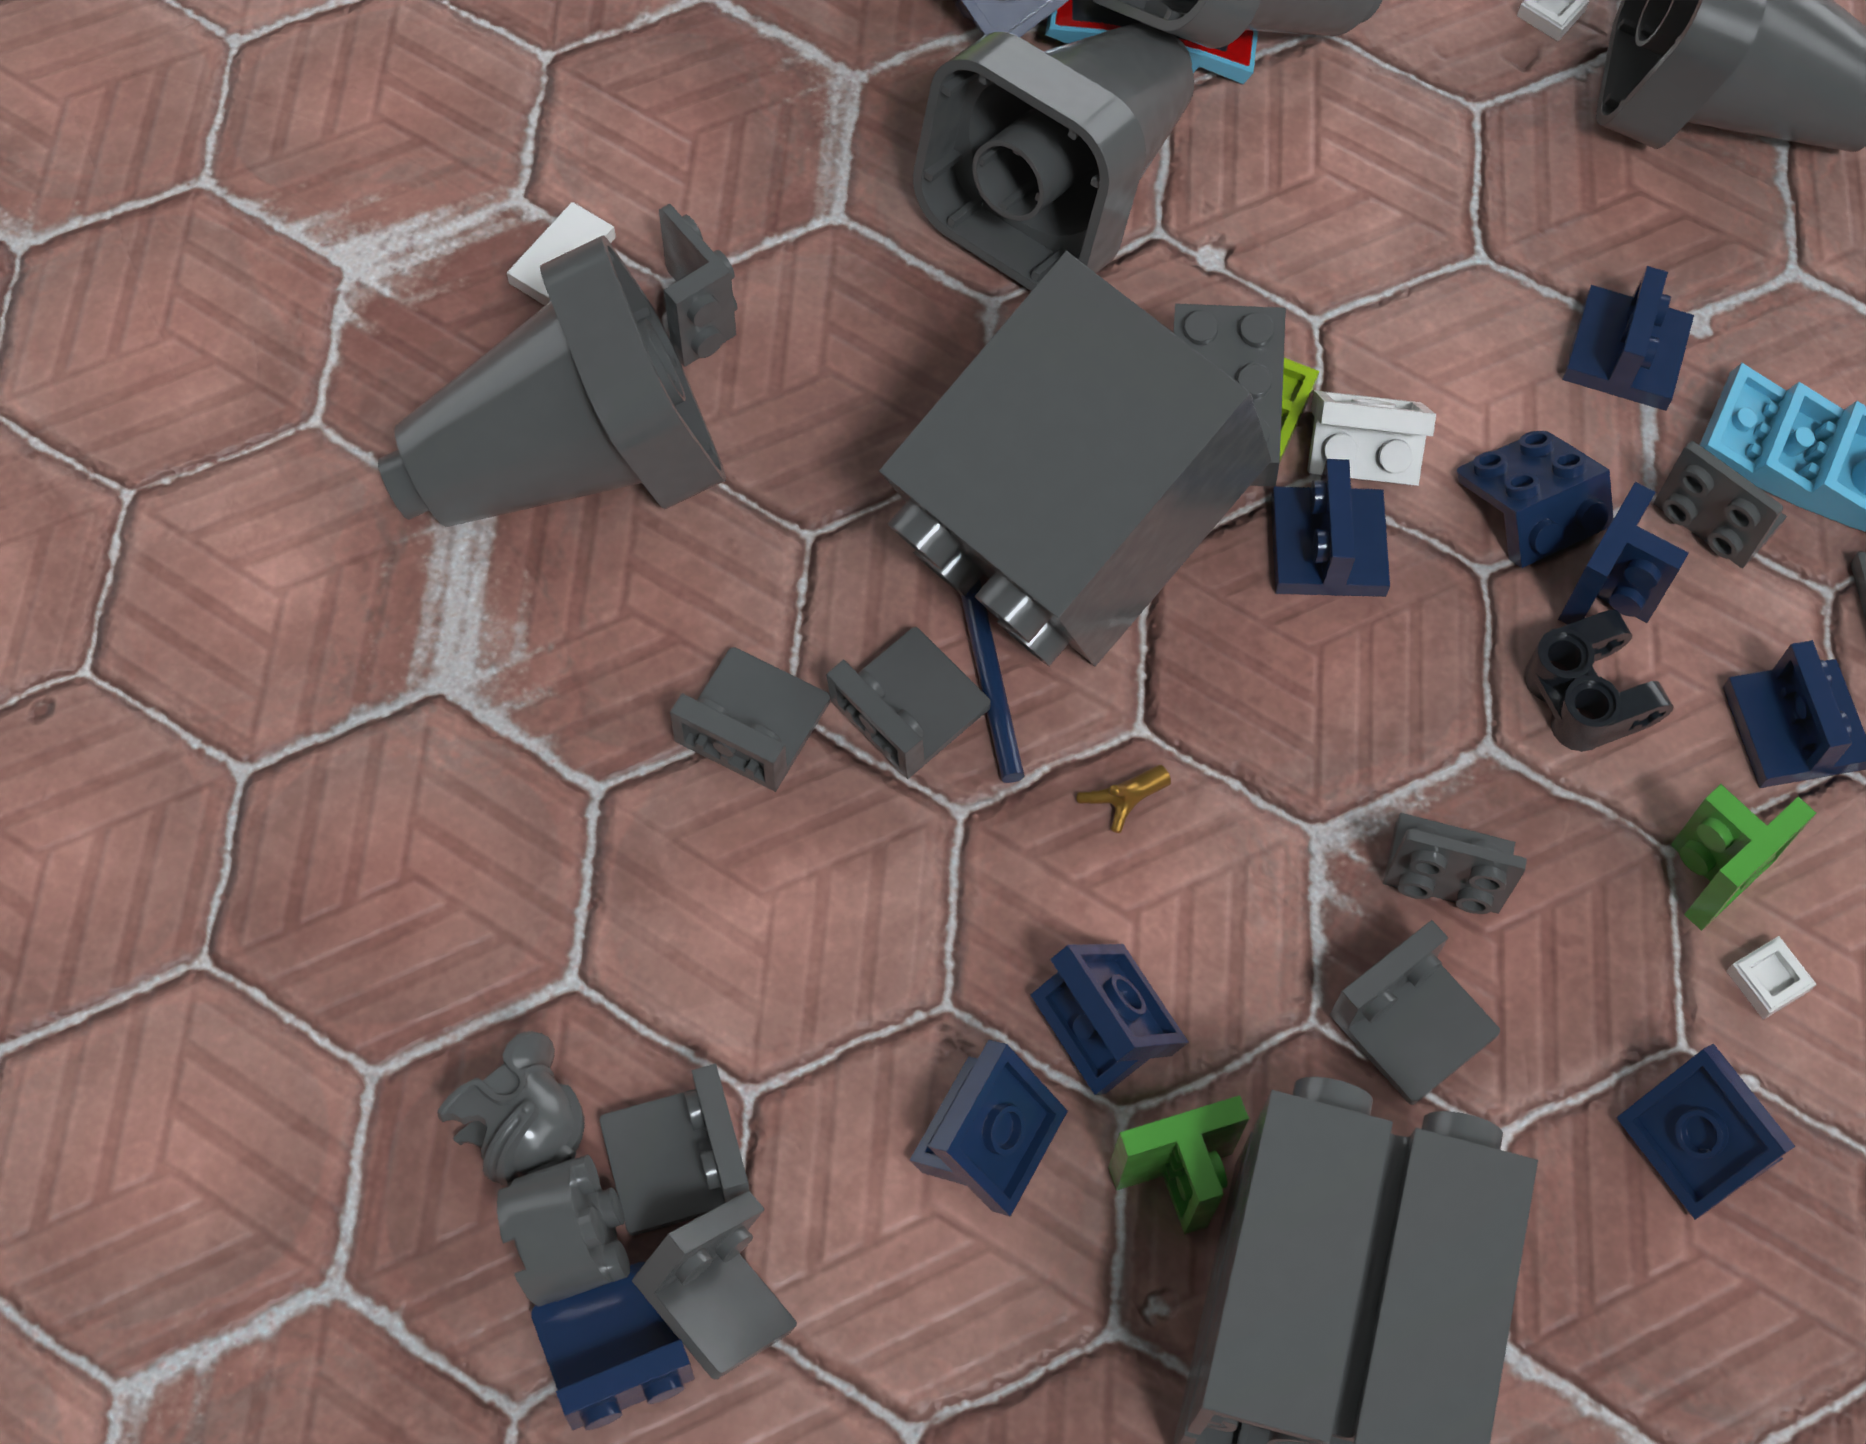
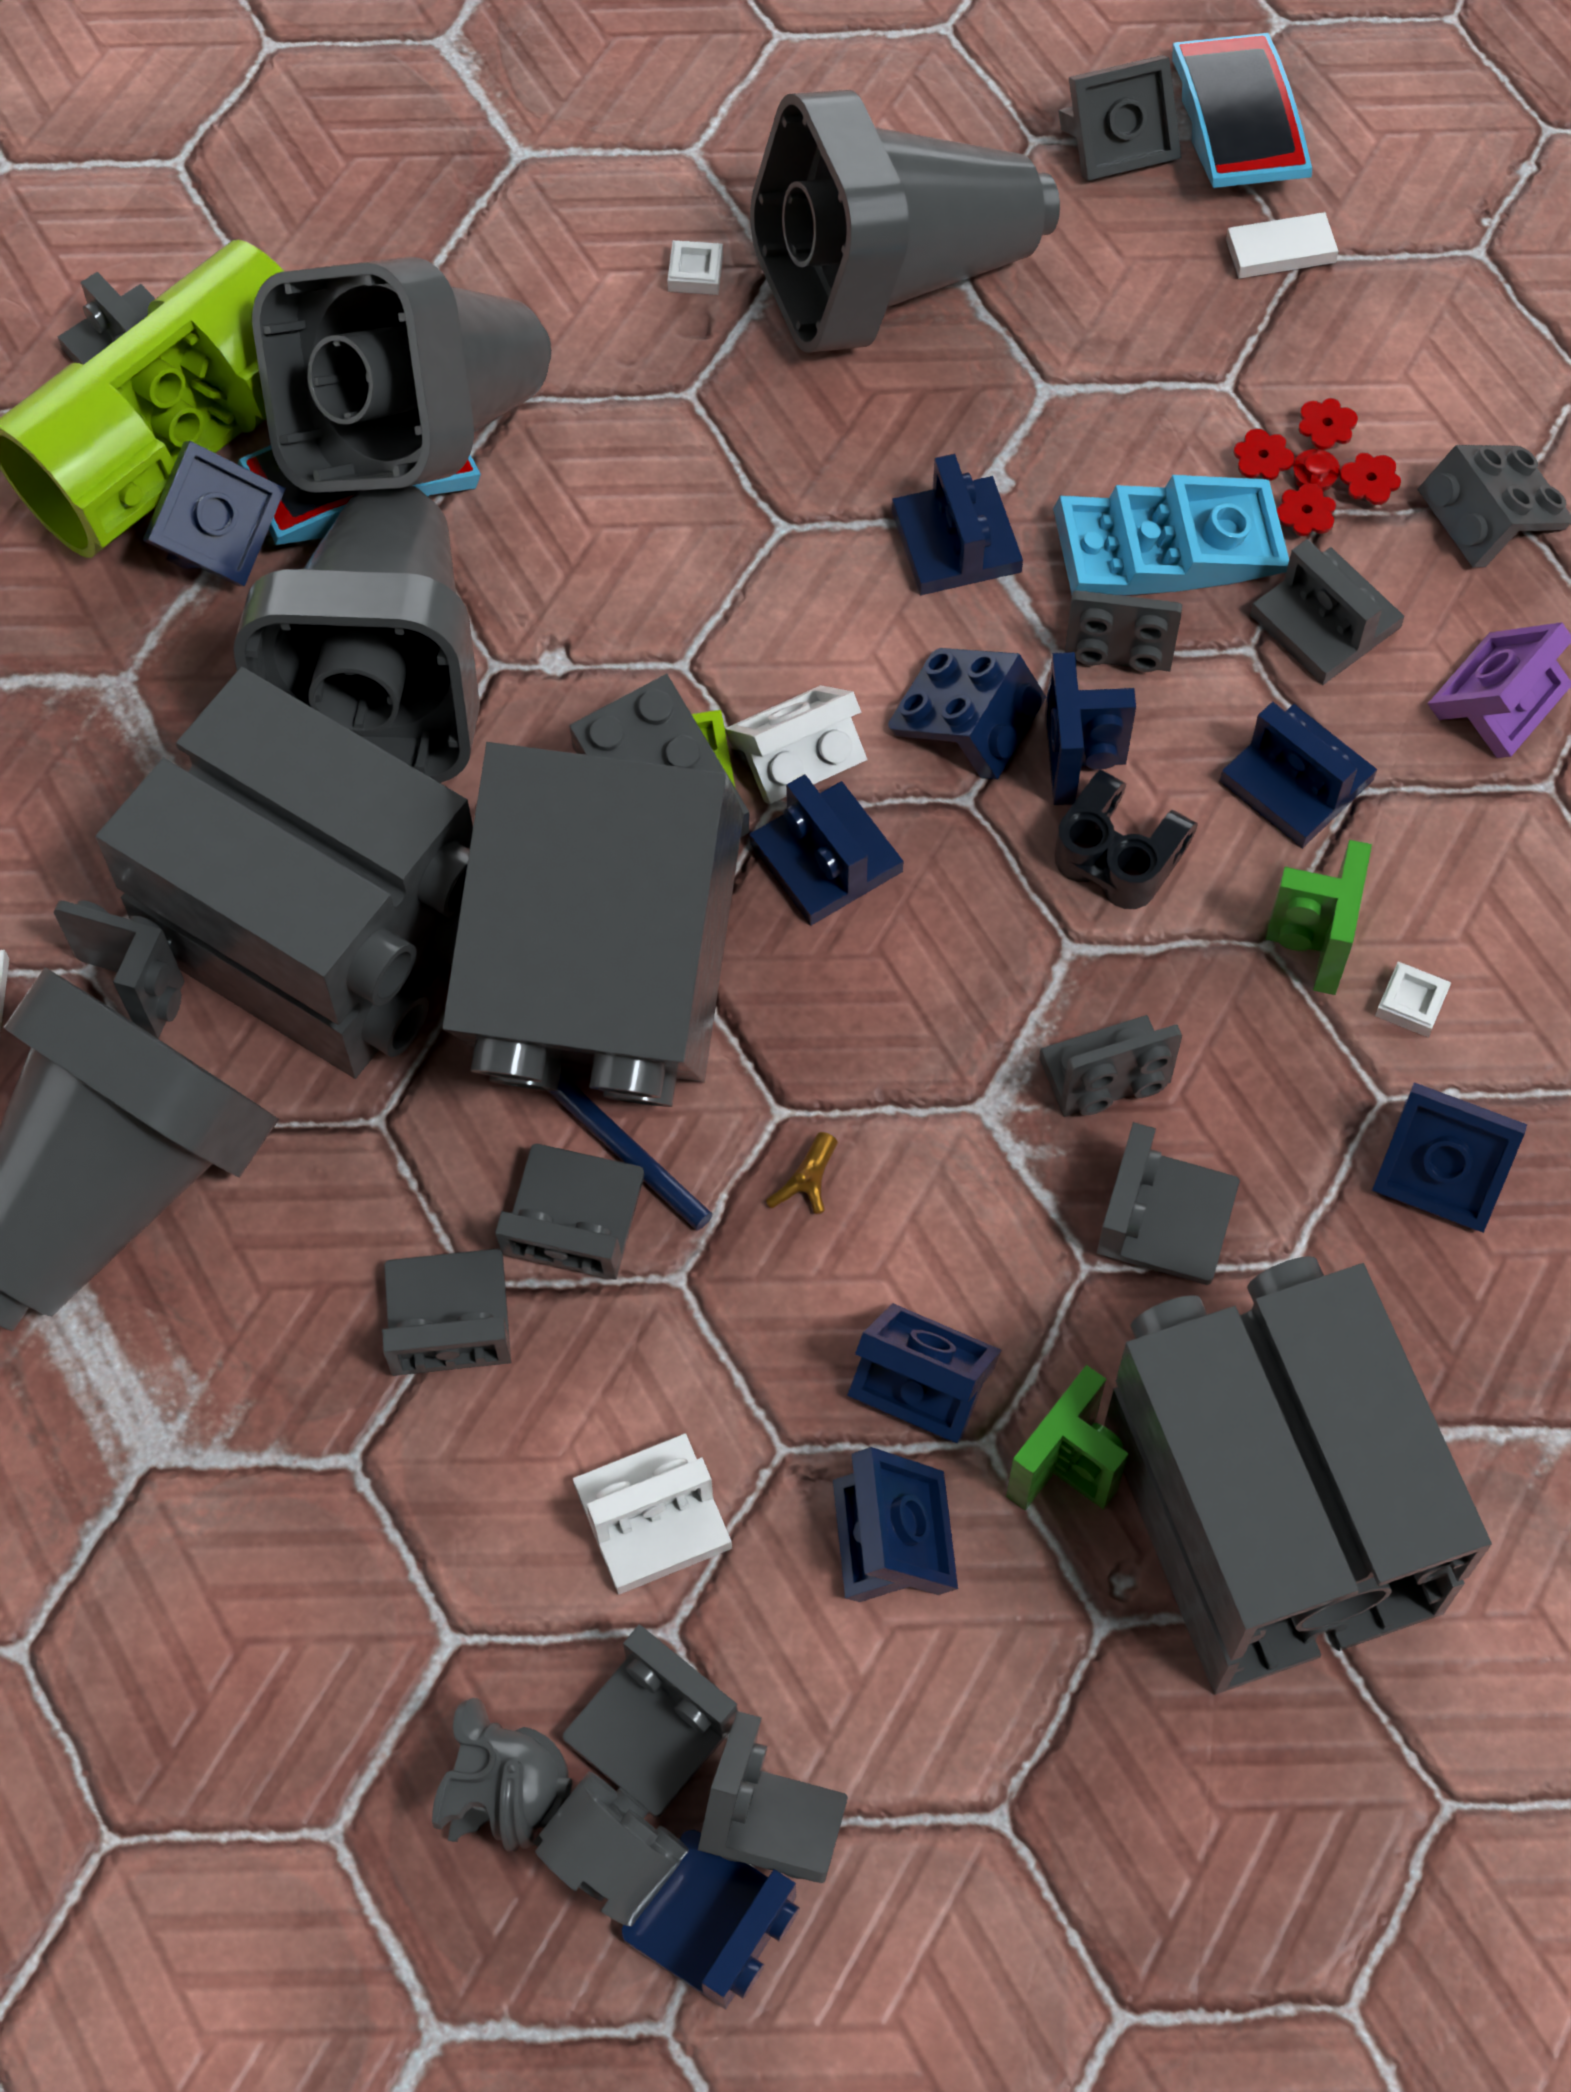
camera: 30 degrees left, 0 degrees up
(801, 986) = (653, 1513): none -> white bracket
(860, 279) = (297, 871): none -> dark grey brick

